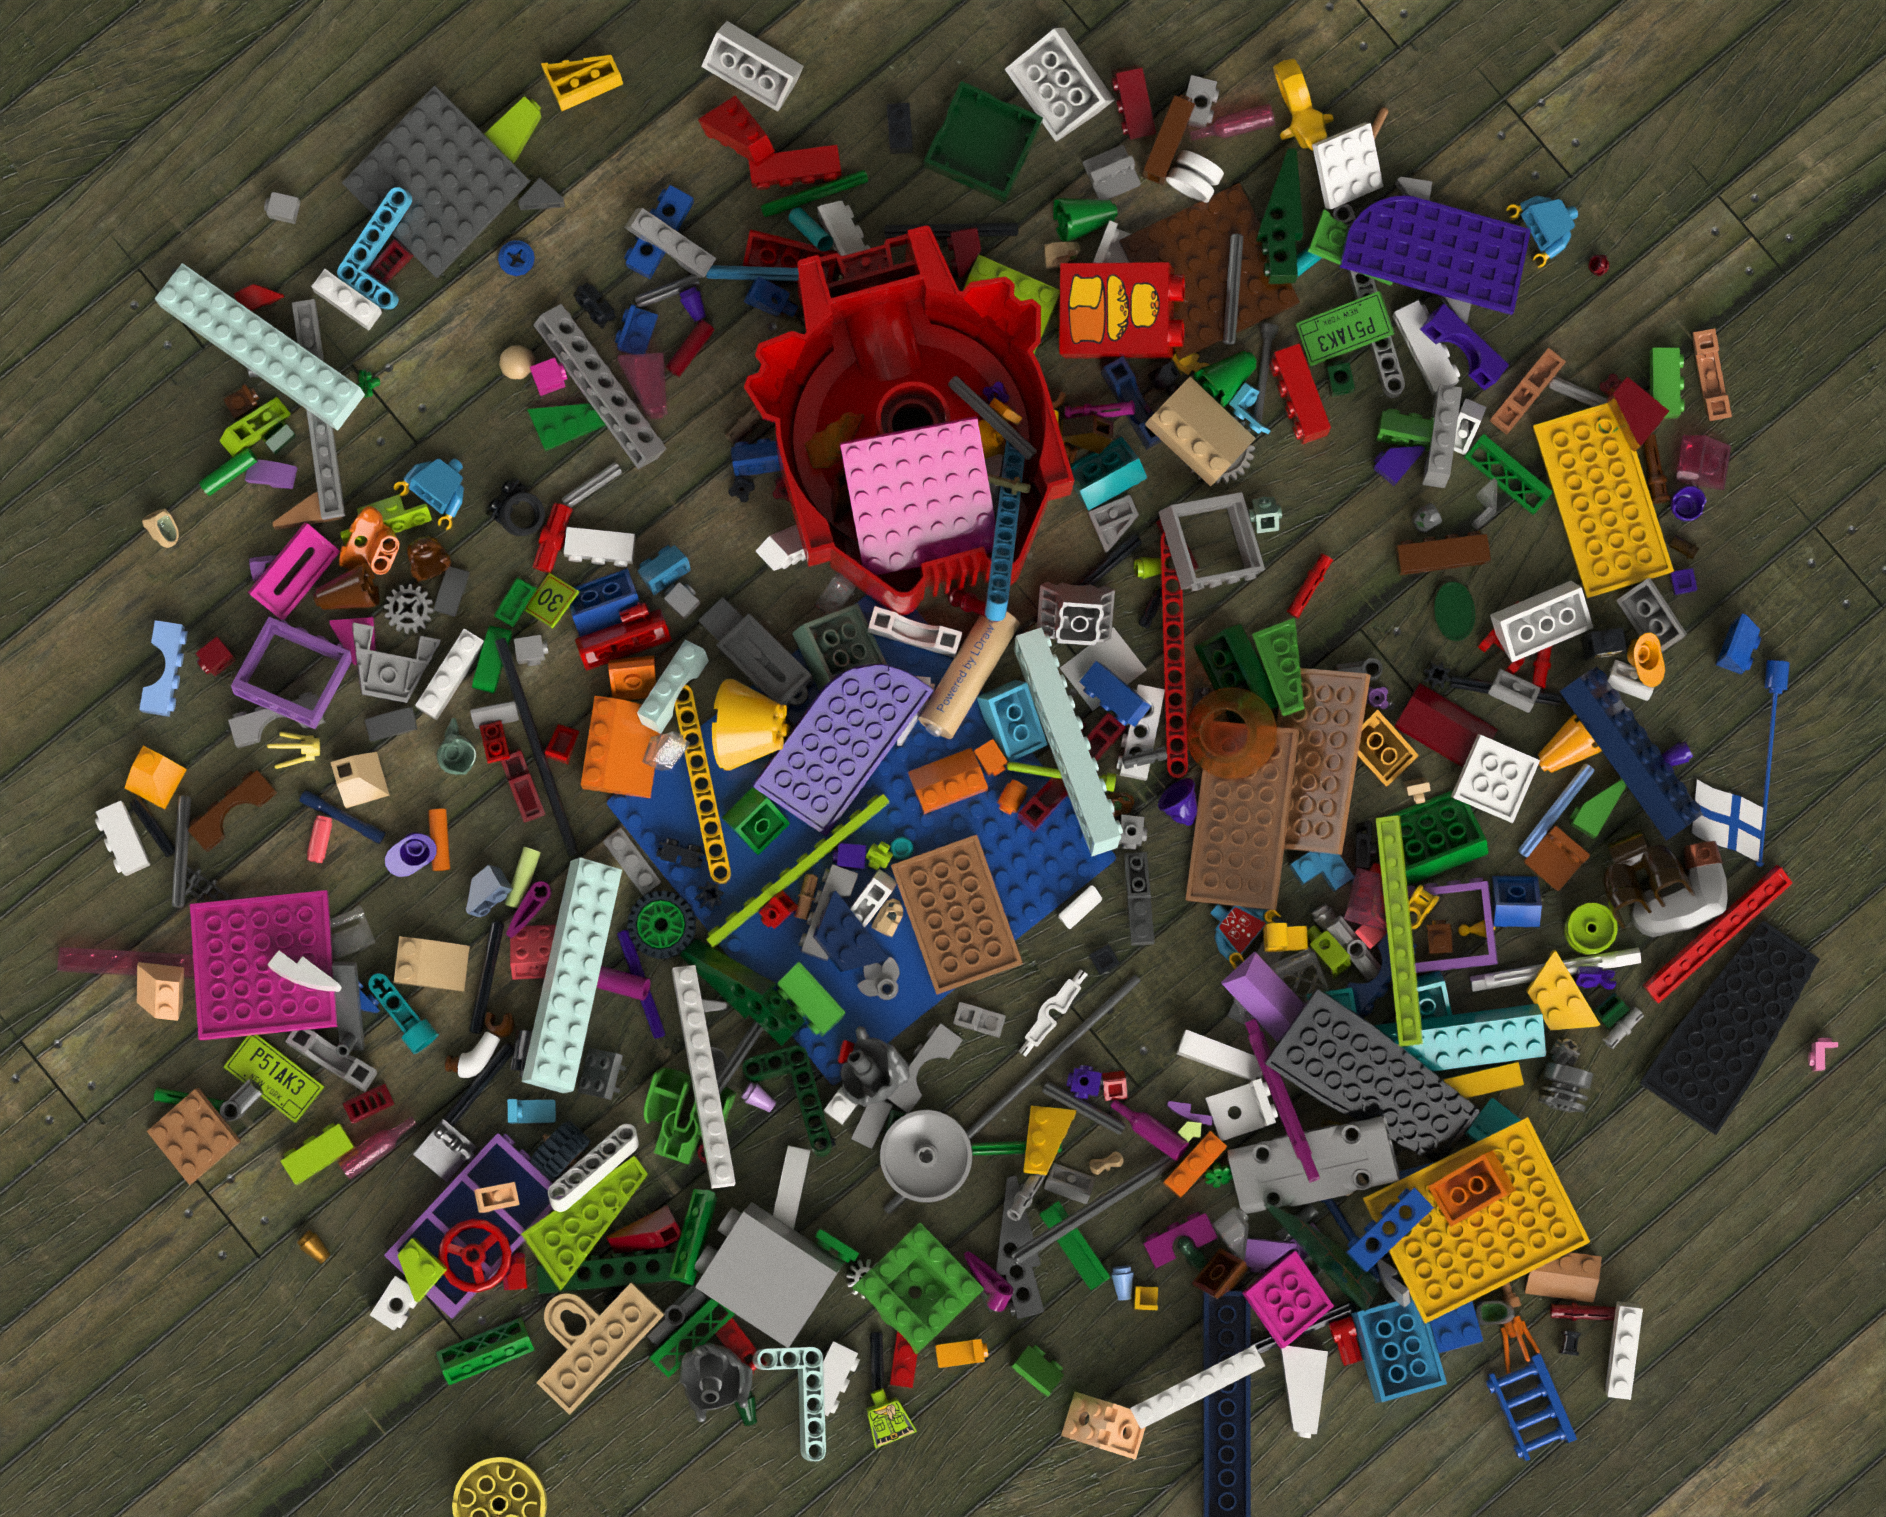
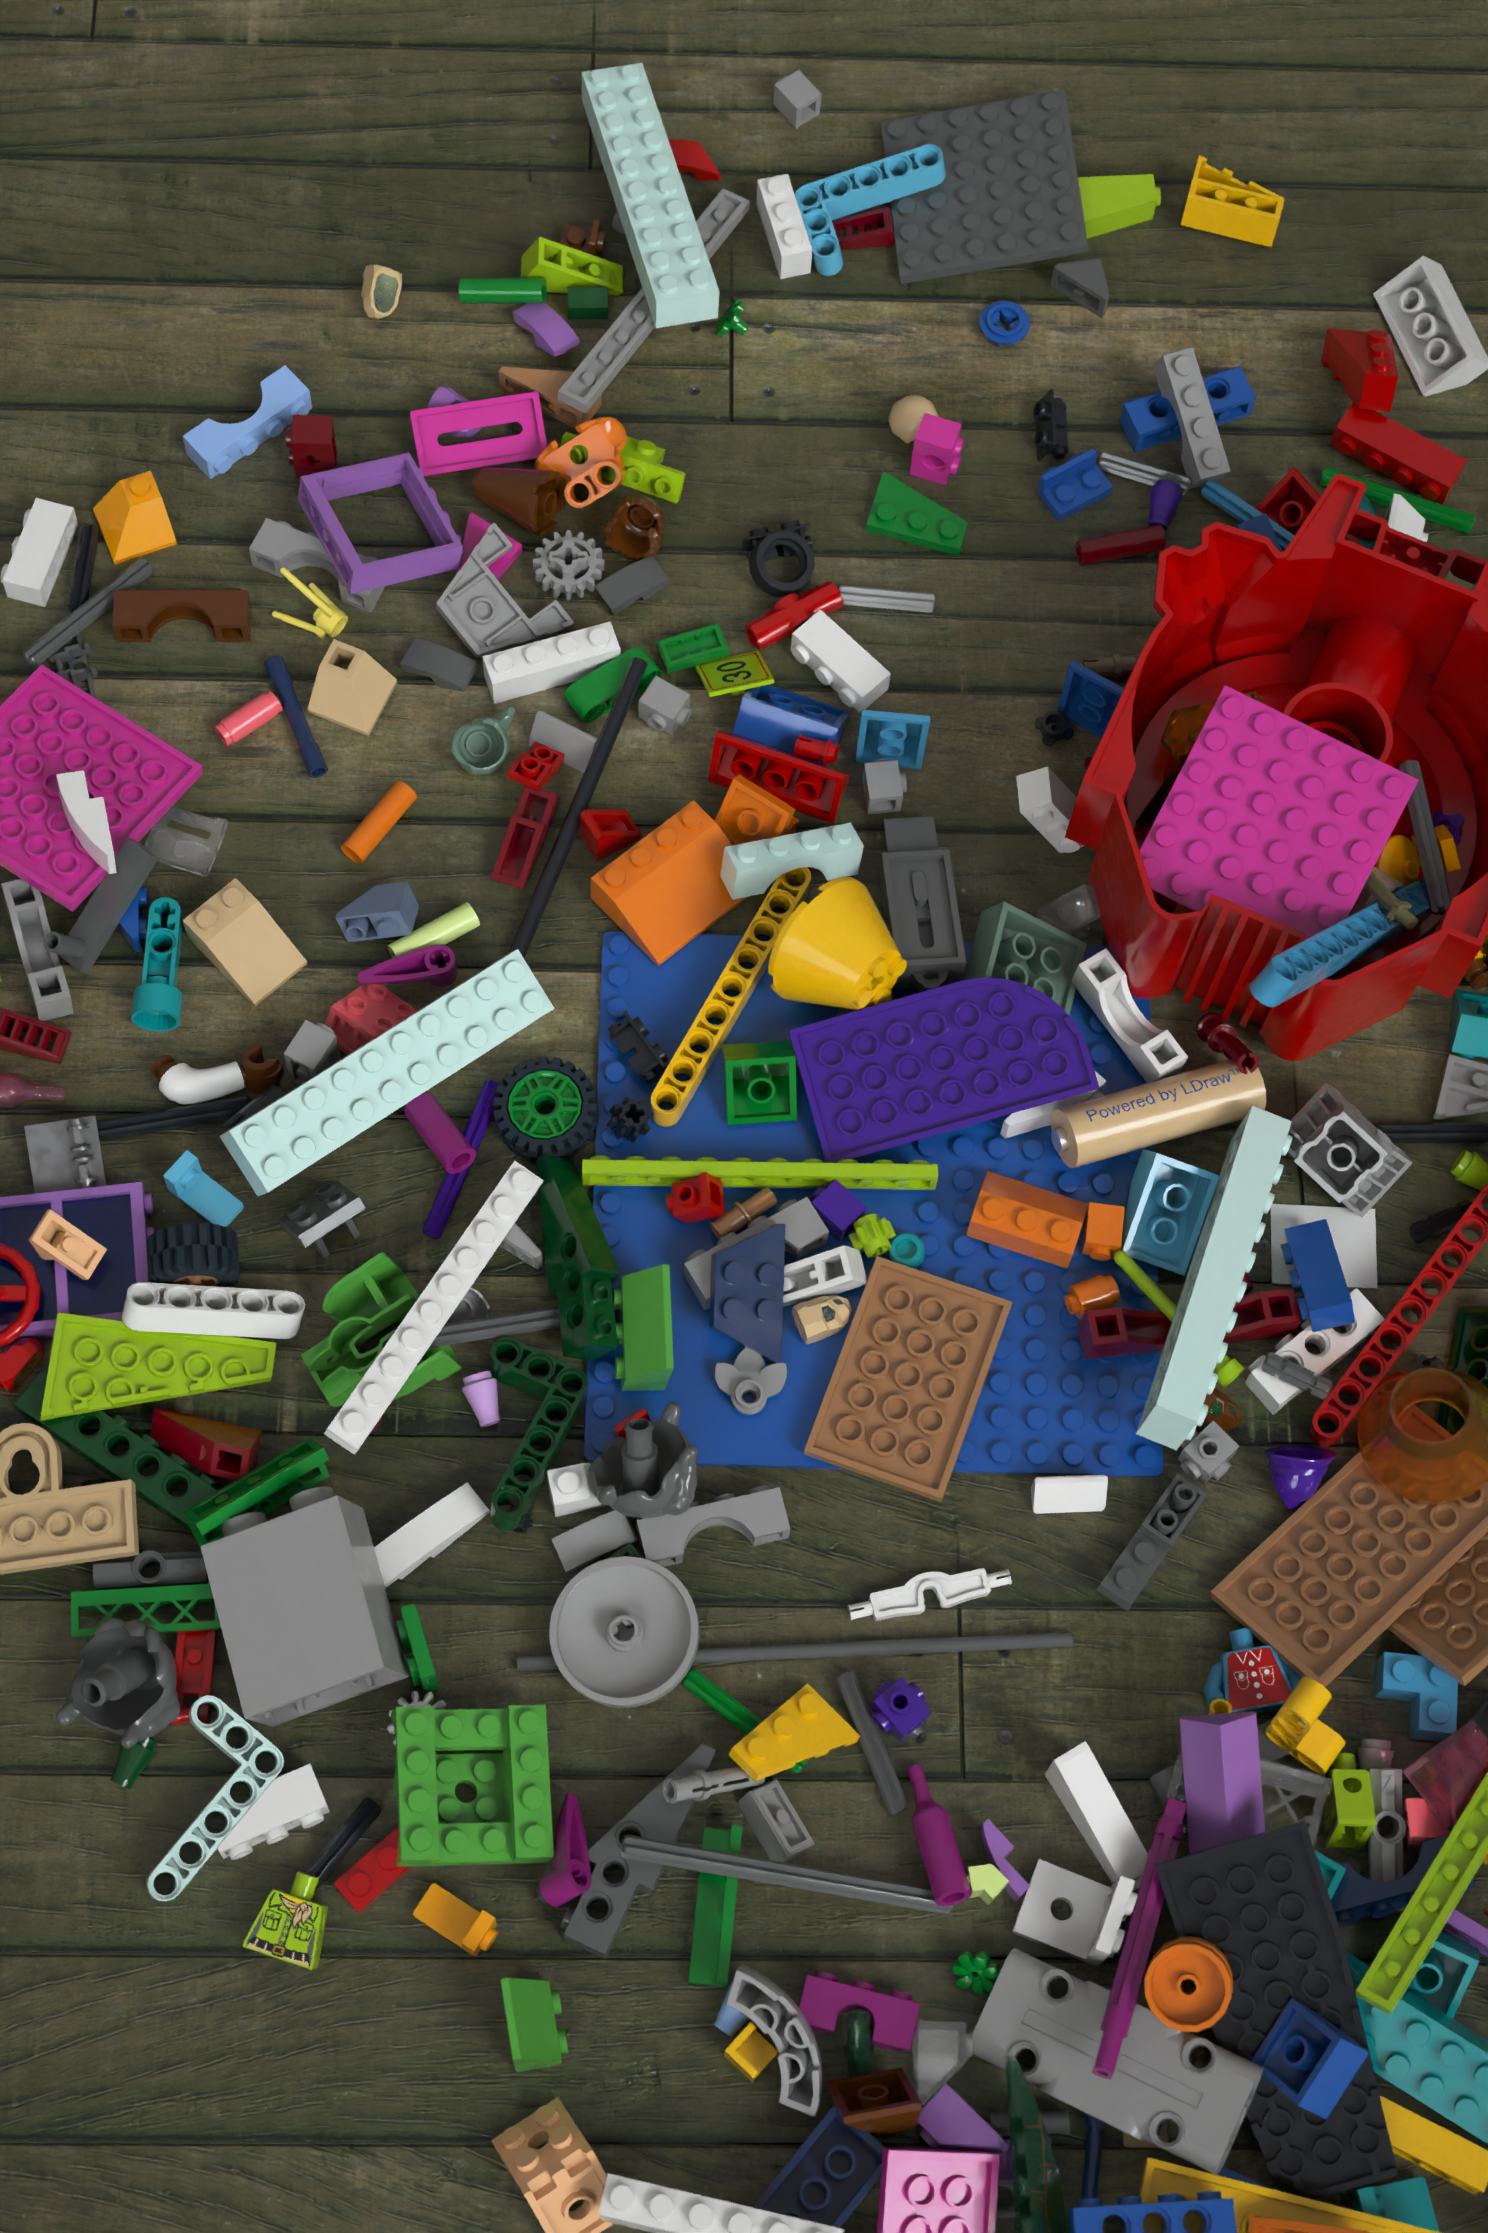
camera: 40 degrees right, 15 degrees down
(410, 854) = (330, 806): dark purple piece -> none
(437, 485) = (714, 468): dark azure torso -> none
(486, 977) = (293, 1008): black axle -> none
(523, 996) = (311, 1052): none -> light grey brick
(599, 386) = (984, 505): light grey brick -> none
(632, 862) = (575, 1016): light grey plate -> none
(647, 381) = (1046, 534): clear pink slope -> none
(665, 750) = (721, 919): clear slope -> none
(979, 1019) = (830, 1528): light grey slope -> none
(1104, 959) = (1047, 1581): black plate -> none
(1113, 1160) = (857, 1839): tan piece -> none
(1114, 1085) = (933, 1748): red slope -> none
(1158, 1276) = (784, 2021): none -> light grey brick
(1194, 1164) = (956, 1931): orange brick -> none
(1322, 1093) = (1200, 2005): none -> orange wheel
(1401, 1094) = (1309, 2058): none -> blue slope

